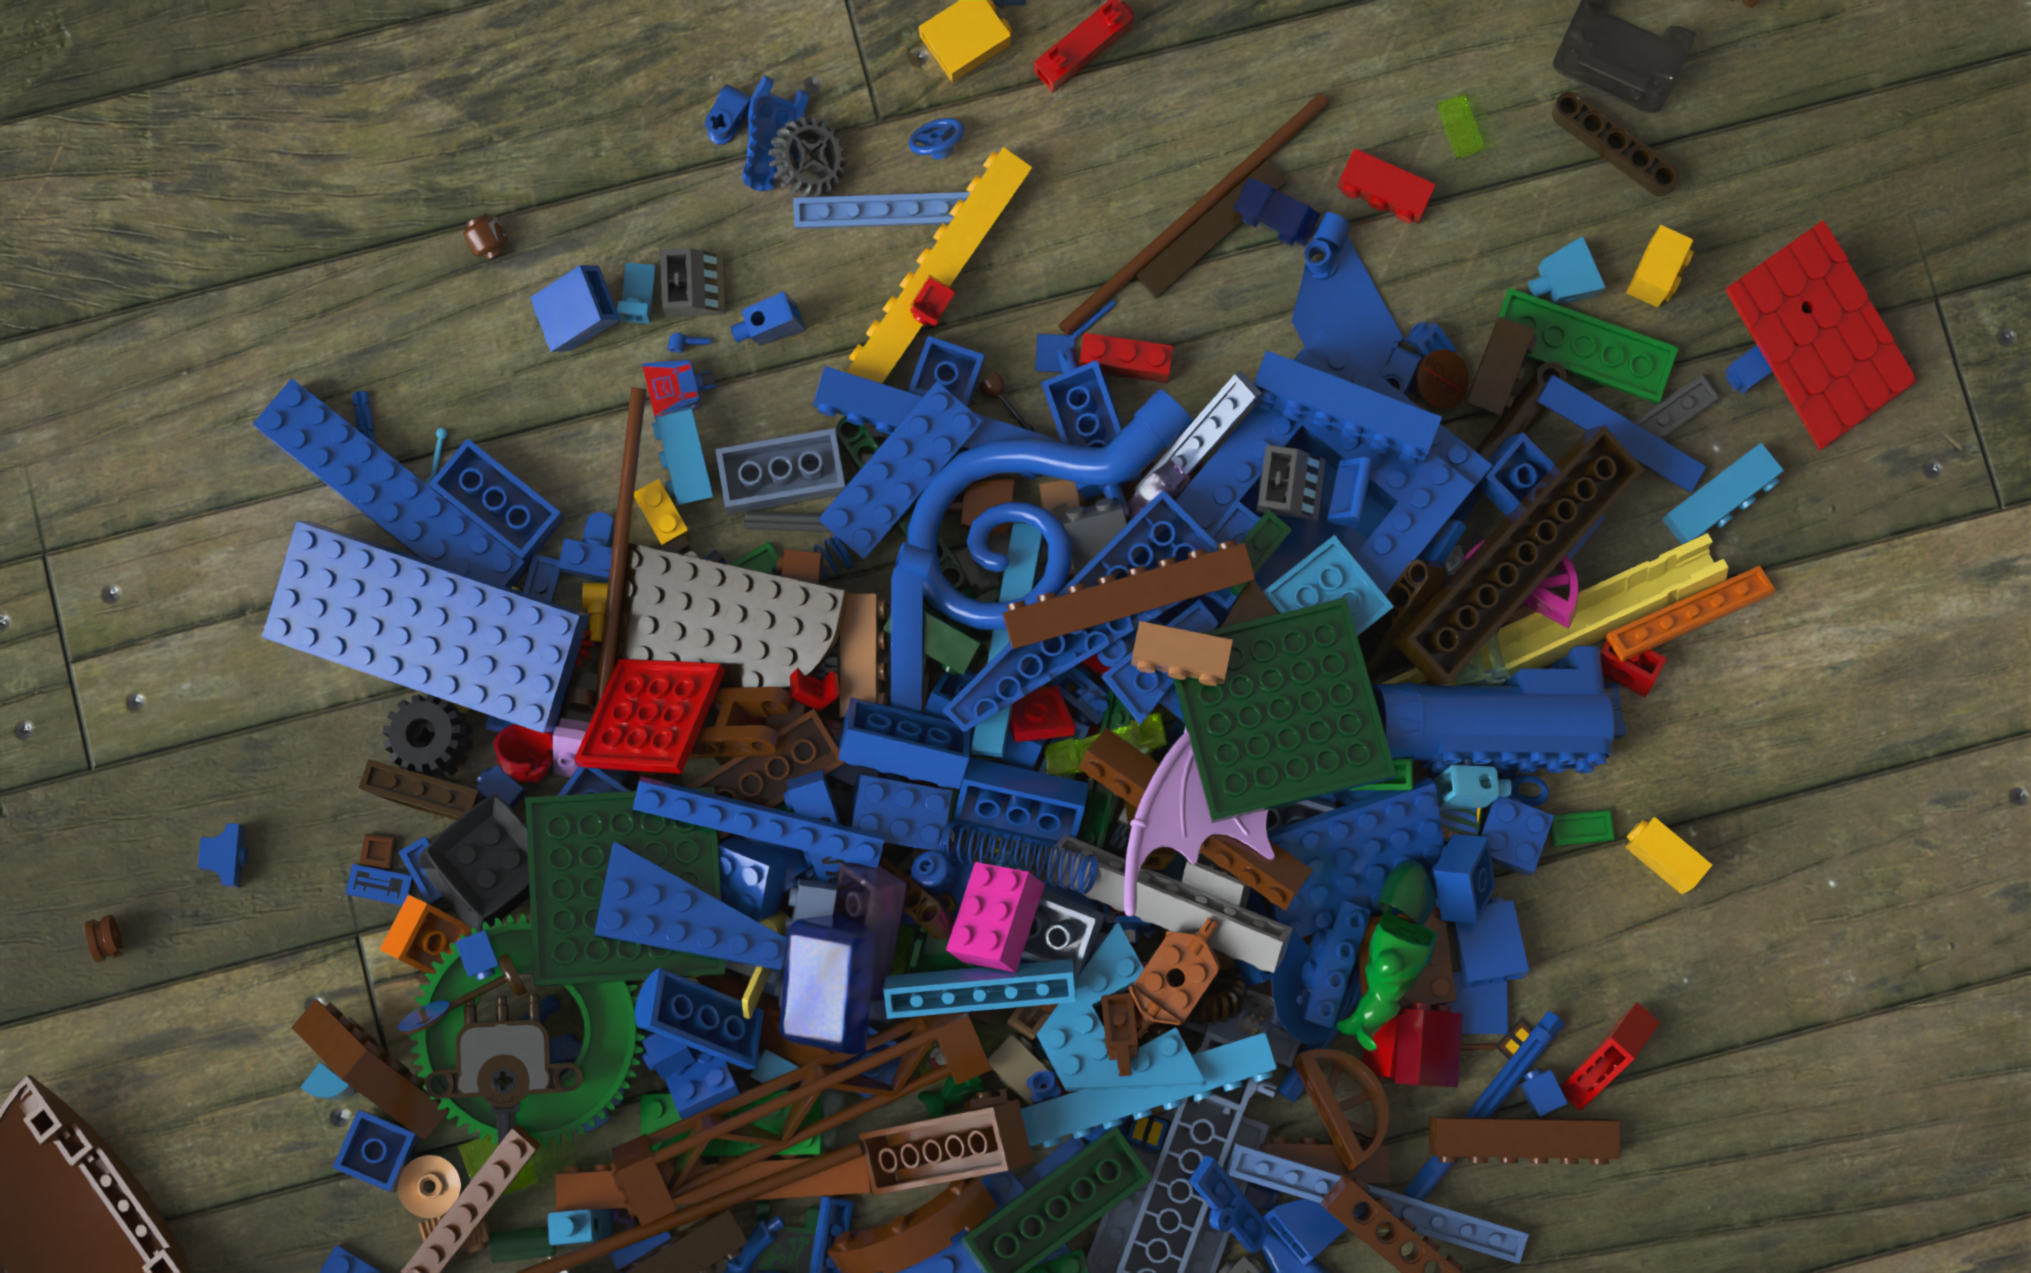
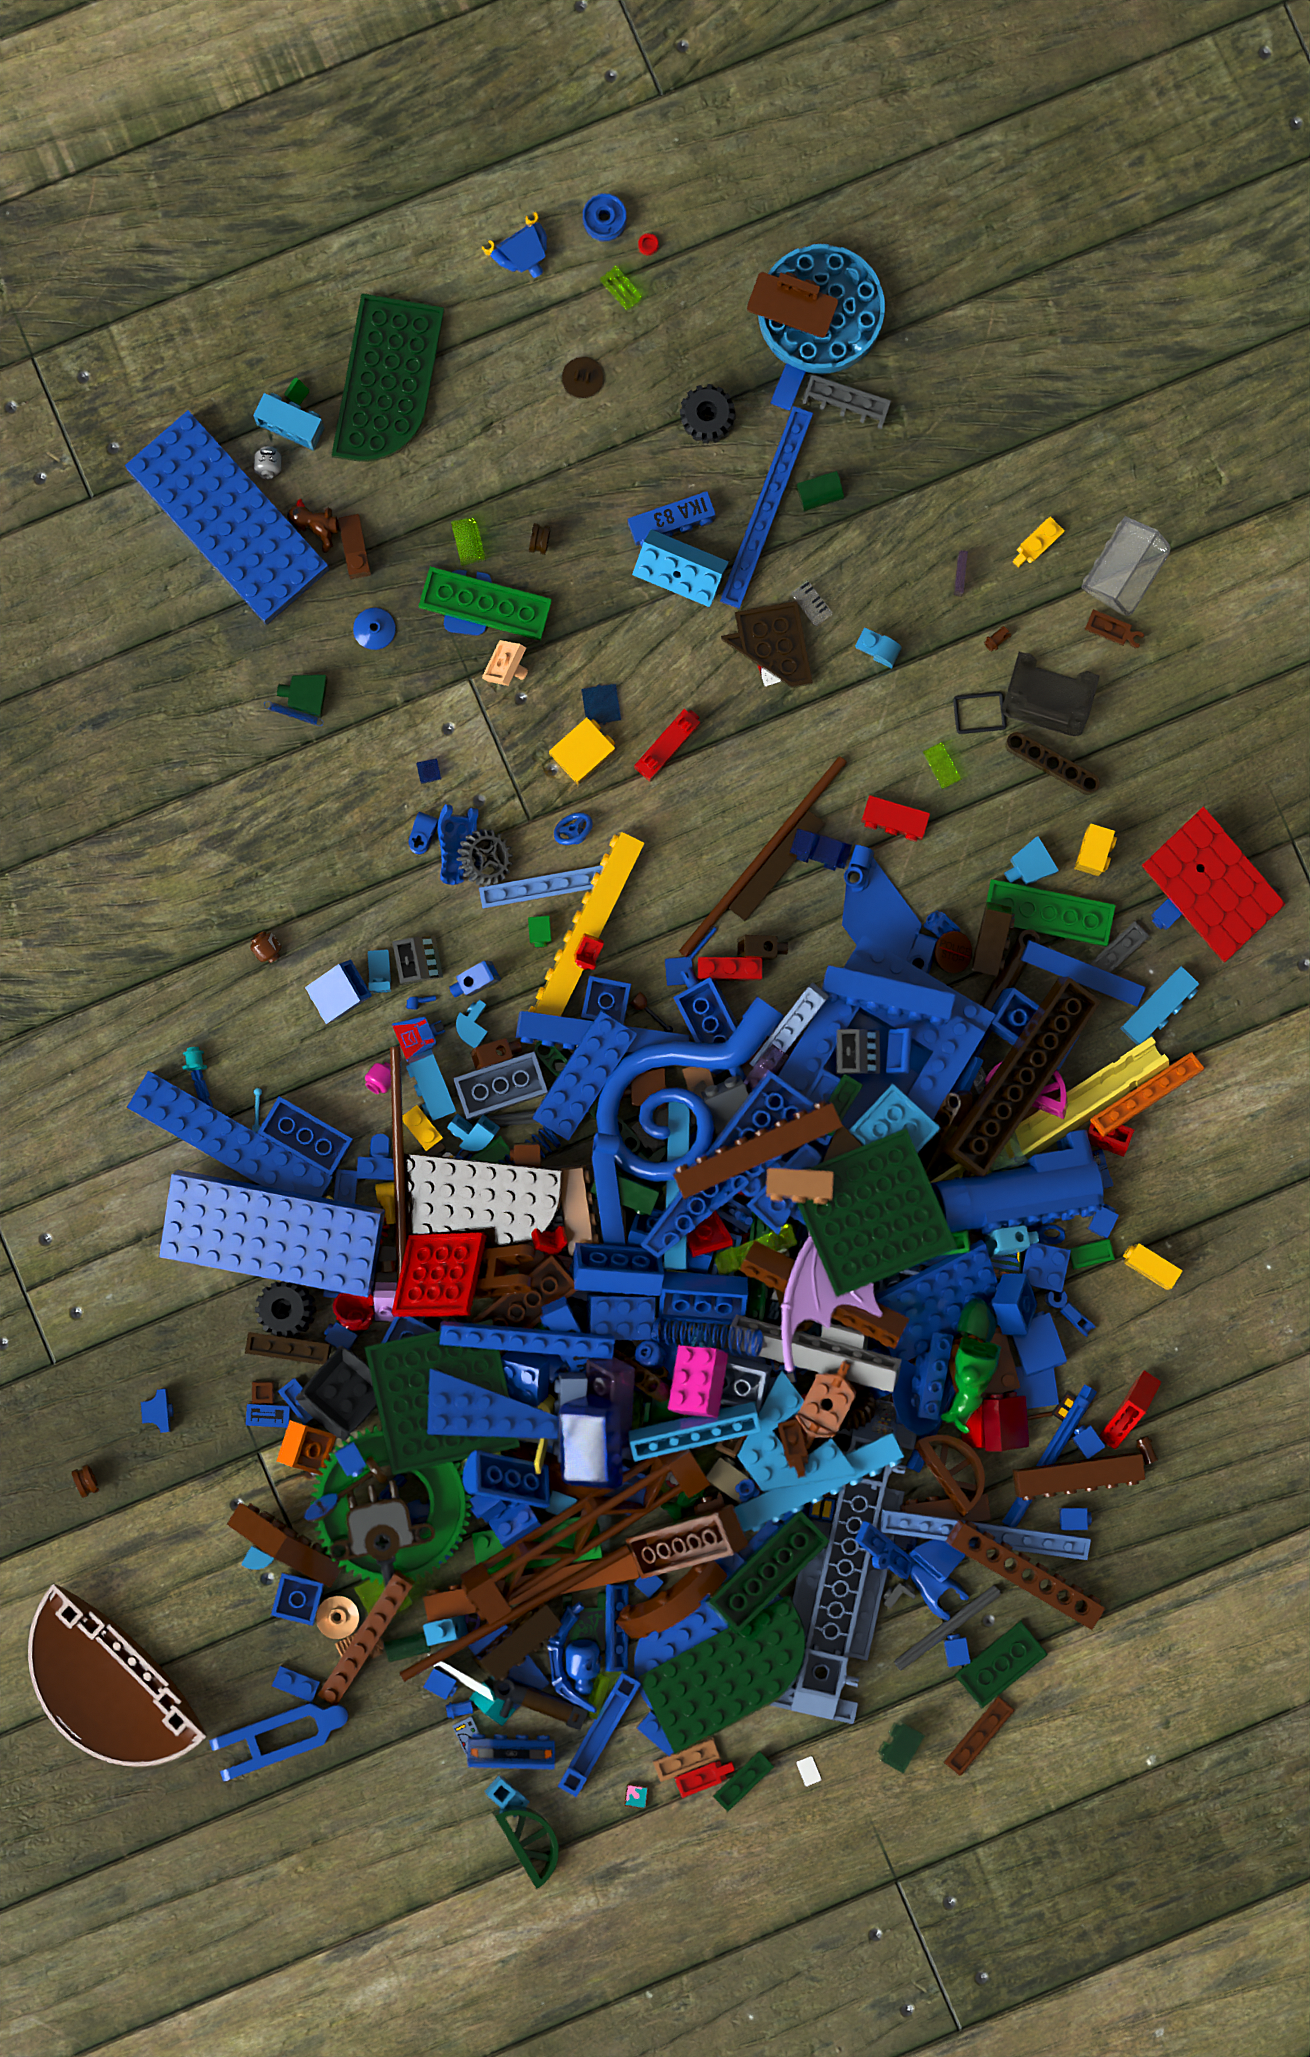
camera: 10 degrees left, 5 degrees up
(359, 375) = (194, 1059): none -> teal brick
(610, 437) = (379, 1078): none -> dark pink head
(732, 535) = (475, 1136): none -> dark azure brick
(748, 387) = (467, 1028): none -> dark azure brick
(749, 33) = (428, 771): none -> clear blue plate
(769, 422) = (486, 1055): none -> reddish brown torso
(868, 269) = (539, 931): none -> green brick
(883, 1206) = (648, 1585): none -> blue tile
(1174, 330) = (754, 947): none -> dark brown torso
(1509, 1201) = (1074, 1518): none -> blue brick
(1540, 904) = (1069, 1311): none -> blue piece
(1553, 87) = (957, 721): none -> black piece
(1604, 783) = (1103, 1221): none -> blue brick
(1624, 1113) = (1146, 1450): none -> reddish brown pin

